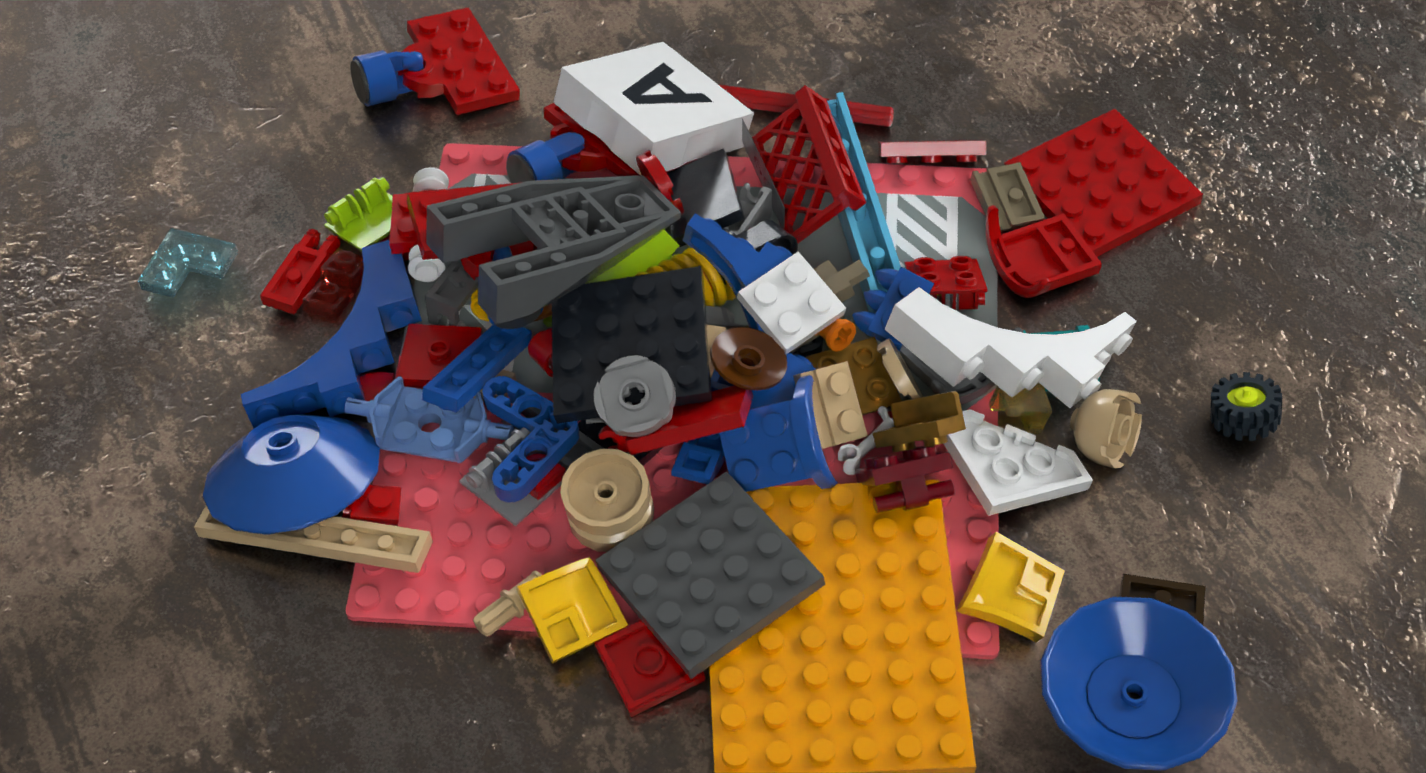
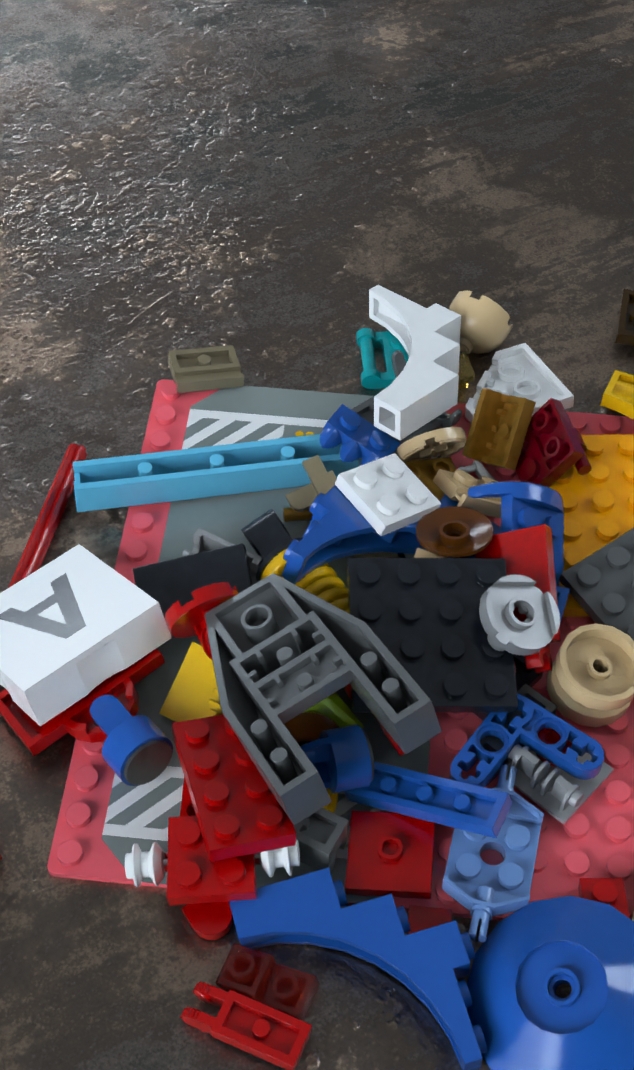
camera: 90 degrees left, 0 degrees up
(362, 219) = (172, 947): lime hinge -> none
(762, 173) = (162, 542): flat silver sticker -> none
(826, 152) = (164, 471): red fence -> none
(931, 150) = (132, 415): plate -> none
(953, 277) = (304, 410): red hinge -> none
(1039, 254) = (281, 353): red piece -> none
(1107, 181) = (183, 307): red plate -> none
(1246, 406) = (448, 245): black wheel -> none

